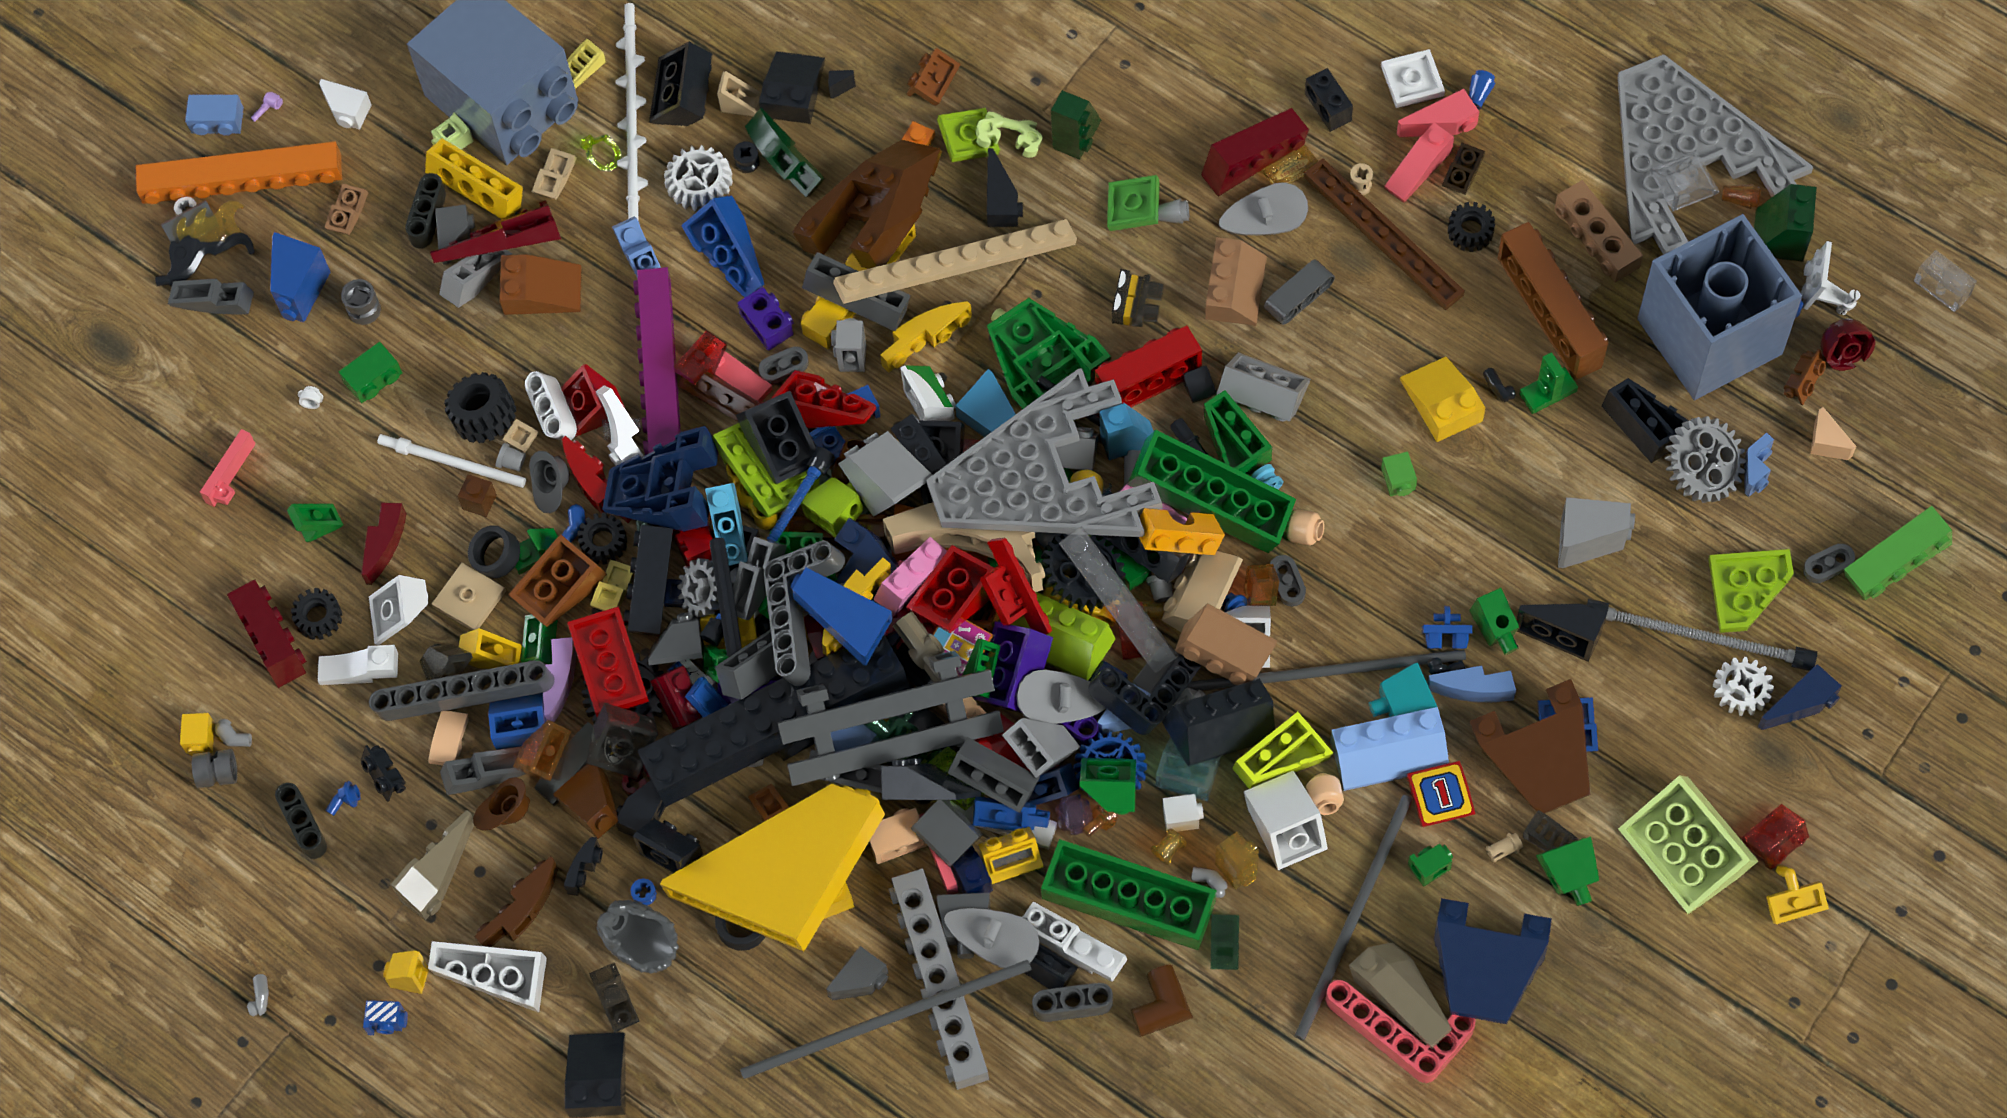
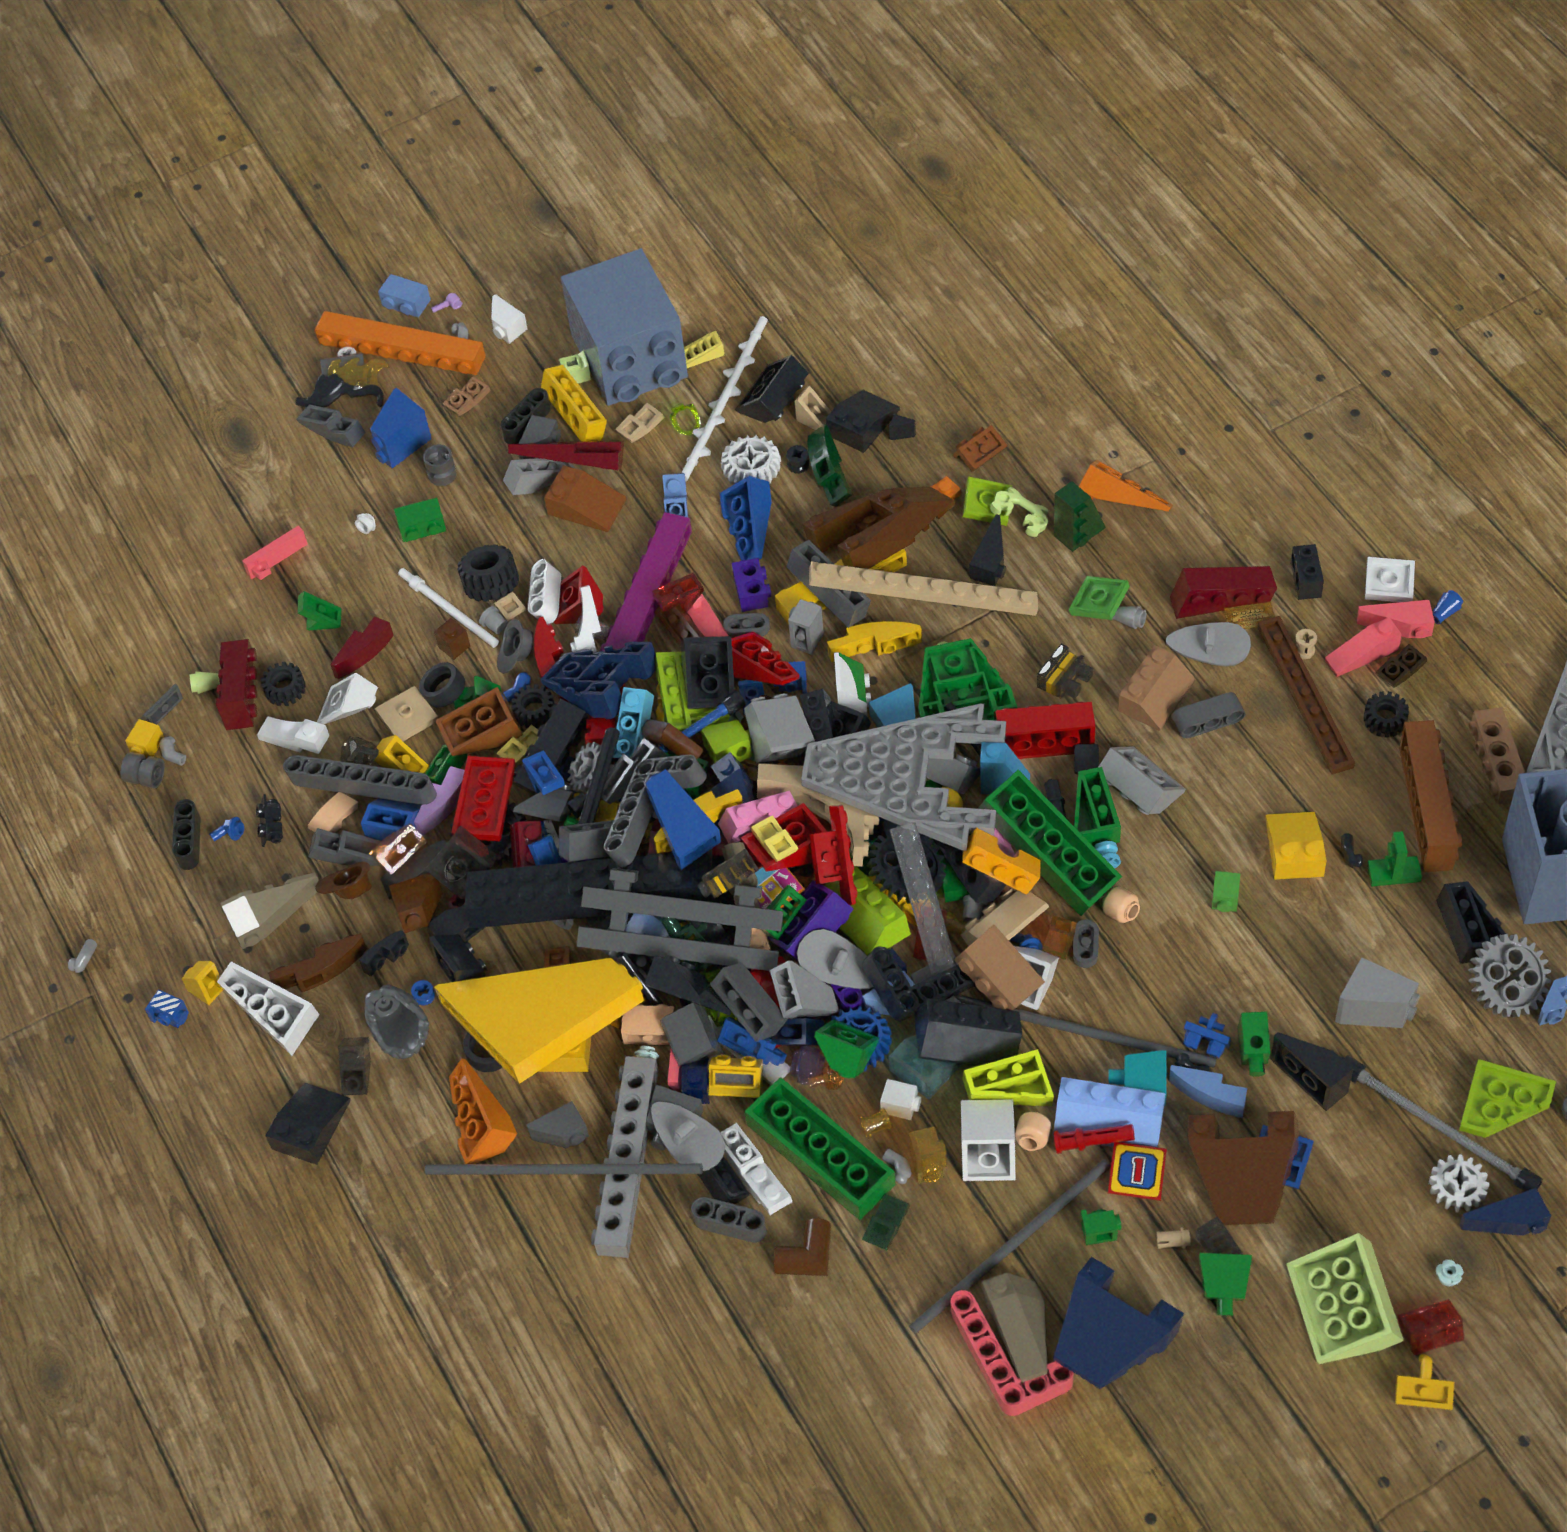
camera: 25 degrees right, 10 degrees down
(194, 688) = (163, 705): none -> dark grey slope
(228, 643) = (203, 681): none -> yellowish green cone
(300, 132) = (461, 330): none -> light grey arm
(660, 612) = (542, 773): none -> blue slope
(774, 1001) = (481, 1118): none -> orange wedge
(779, 525) = (670, 737): none -> reddish brown brick
(861, 789) = (633, 971): none -> black bar
(907, 865) = (646, 1052): none -> light aqua plate
(920, 654) = (728, 874): none -> clear smoke hips
(944, 597) = (774, 838): none -> light yellow slope
(1085, 74) = (1106, 484): none -> orange wedge
(1375, 783) = (1080, 1139): none -> red pin
(1765, 782) = (1449, 1279): none -> light aqua plate

